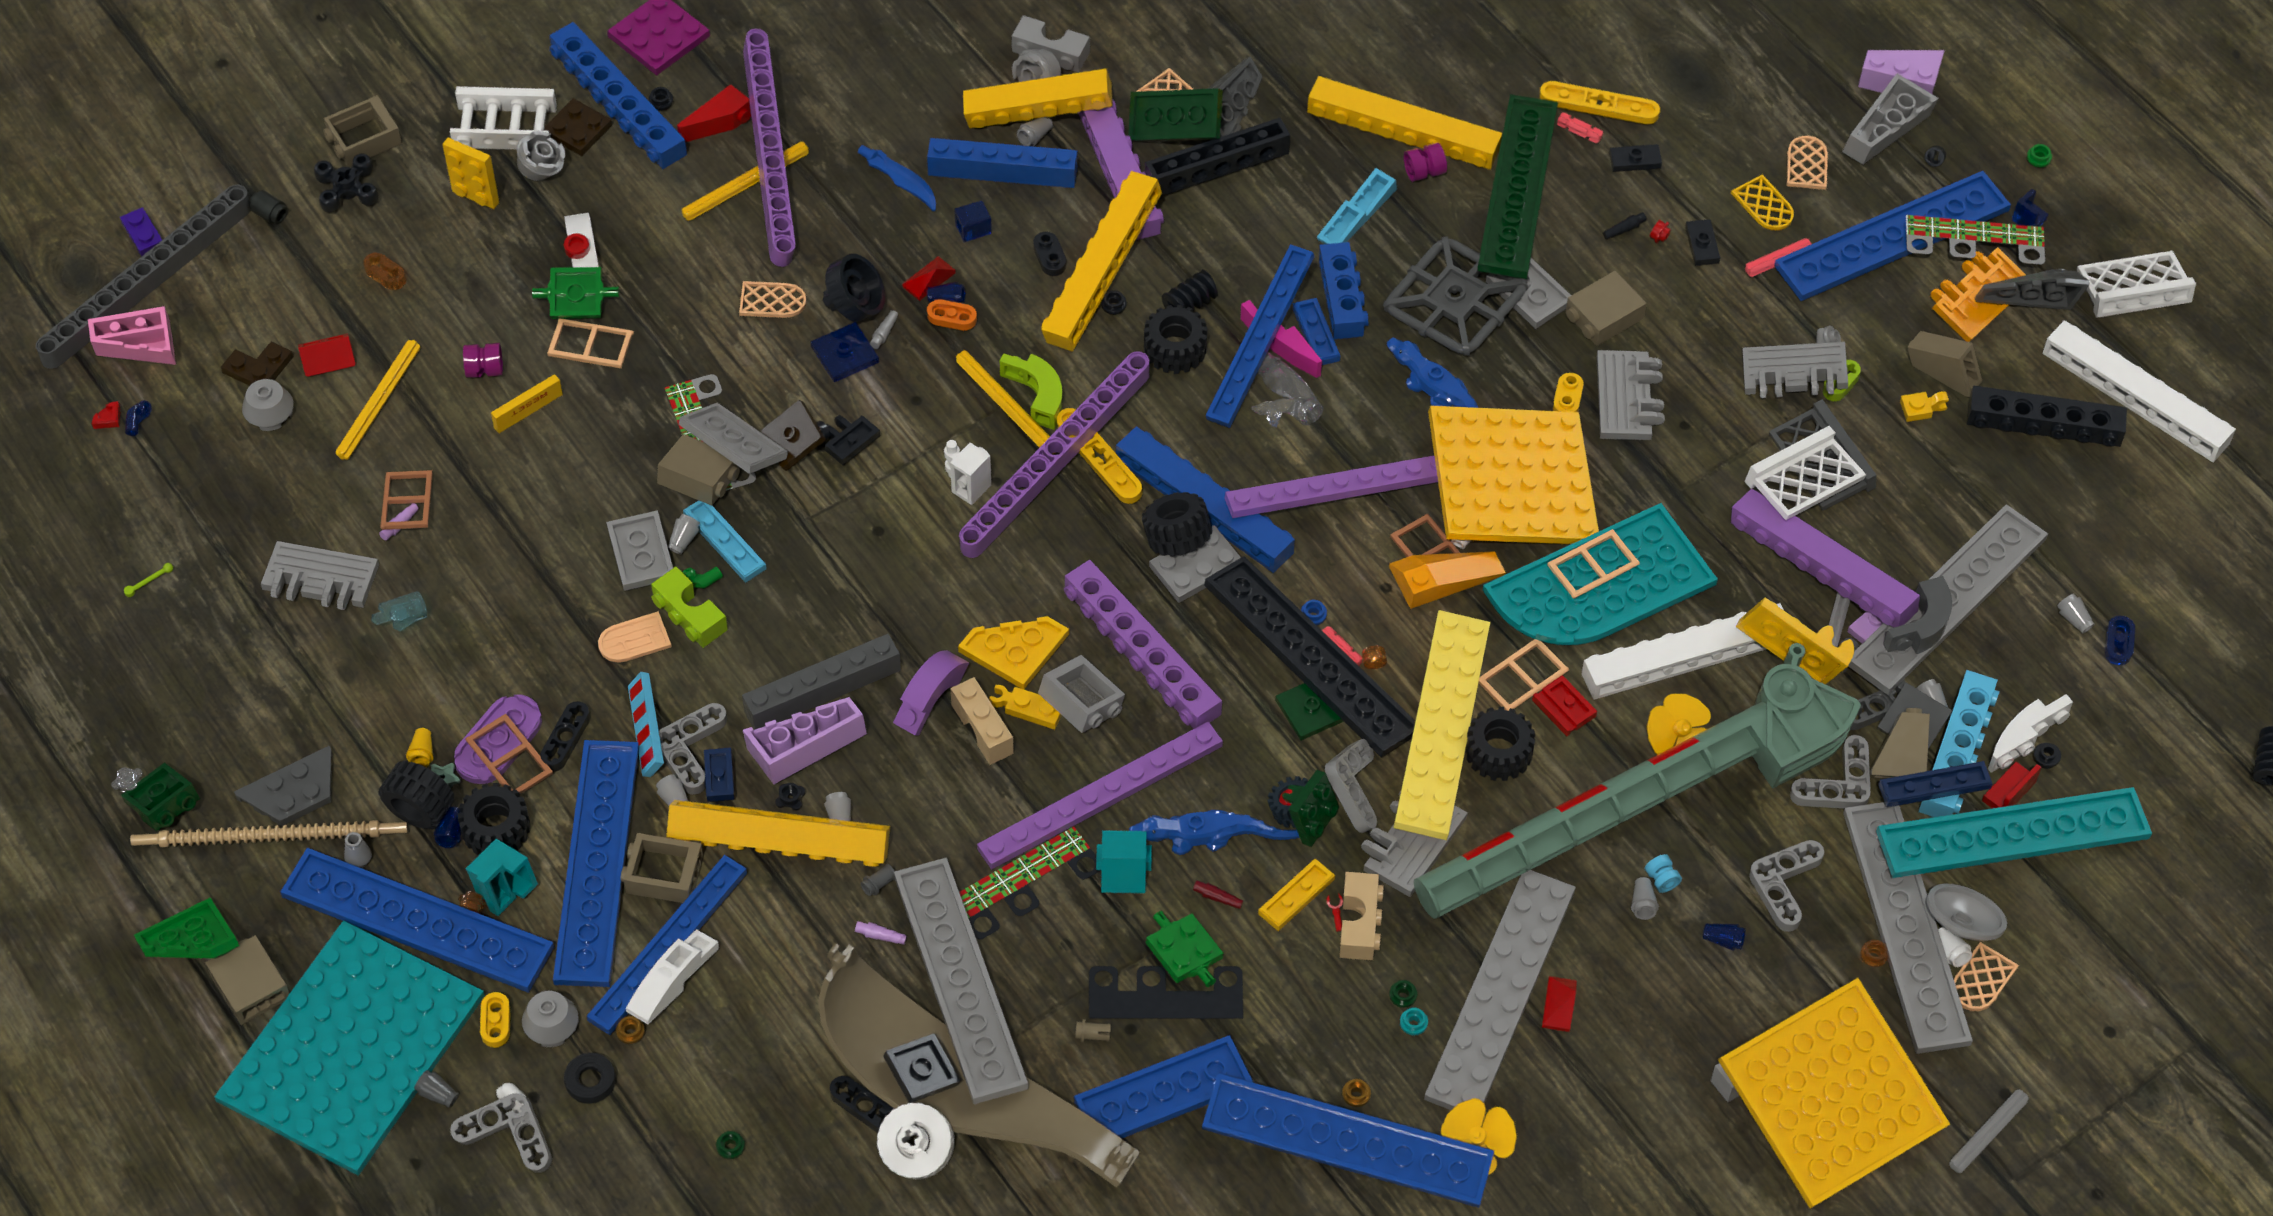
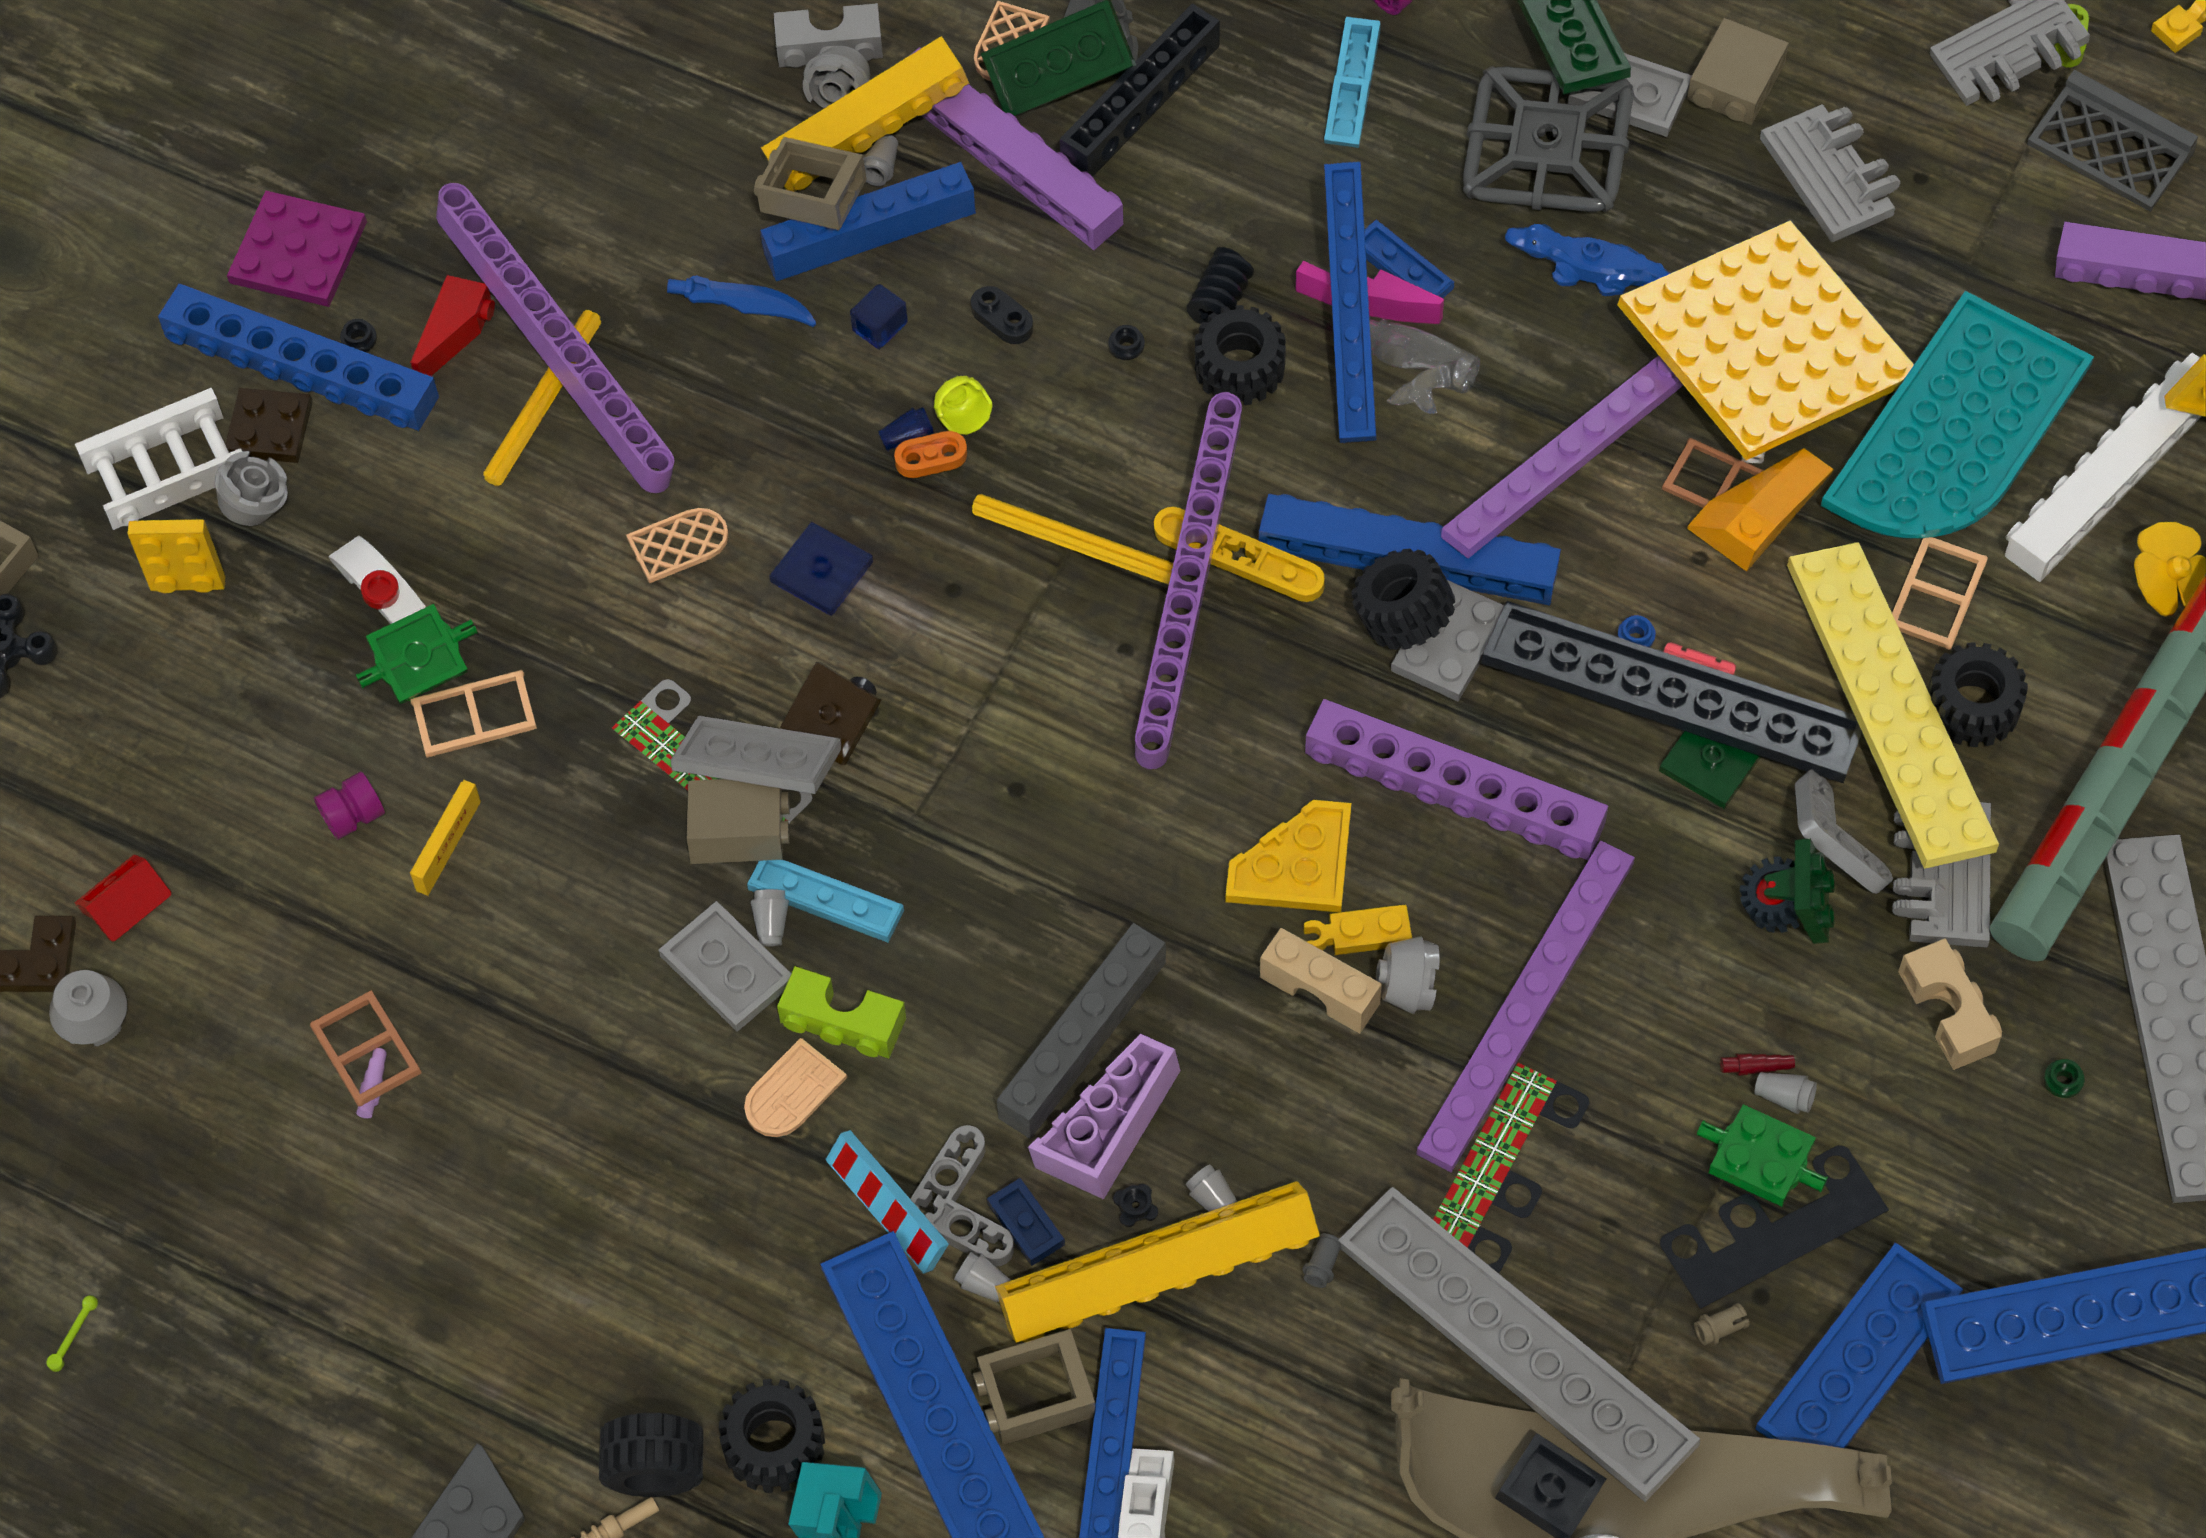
camera: 25 degrees left, 5 degrees up
(319, 574) = (307, 1208): light grey hinge -> none
(377, 400) = (235, 928): yellow axle -> none
(387, 268) = (130, 744): clear orange beam -> none
(401, 610) = (459, 1206): clear light blue rock -> none
(420, 749) = (606, 1386): yellow cone -> none
(448, 772) = (660, 1398): sand green plate -> none
(448, 830) = (717, 1478): clear blue cone -> none
(501, 740) = (698, 1319): medium lavender tile -> none
(524, 746) = (745, 1310): nougat window -> none
(565, 725) = (800, 1296): black beam -> none
(703, 580) = (836, 965): green arm -> none
(852, 439) = (908, 683): black hinge -> none
(854, 297) = (789, 478): black piece -> none
(878, 932) = (1369, 1330): lavender animal -> none
(881, 333) = (853, 518): light grey animal -> none
(927, 685) = (1229, 974): medium lavender arch -> none
(931, 275) = (866, 419): red slope -> none
(968, 470) = (1093, 654): white brick -> none
(985, 137) = (792, 154): none -> dark tan window
(987, 294) = (962, 405): none -> neon yellow hair
(1034, 740) = (1409, 974): none -> light grey cone
(1042, 379) = (1109, 490): lime arch -> none
(1081, 694) = (1426, 883): light grey window -> none
(1101, 261) = (1085, 295): yellow brick -> none
(1123, 861) = (1619, 1079): teal plate -> none
(1207, 828) = (1688, 983): blue animal -> none
(1225, 919) = (1787, 1090): none -> light grey cone
(1296, 894) = (1851, 1014): yellow tile -> none
(1336, 912) = (1914, 1010): red hand -> none
(1342, 290) = (1405, 212): blue brick -> none
(1356, 1085) = (2094, 1227): pearl gold plate -> none
(1374, 657) = (1749, 656): clear orange bush -> none
(1417, 1015) = (2102, 1098): teal plate -> none
(1564, 705) = (2016, 607): red plate -> none
(1568, 393) = (1759, 202): yellow plate -> none
(1583, 551) = (1914, 396): light nougat window -> none
(1797, 454) = (2089, 169): white fence -> none

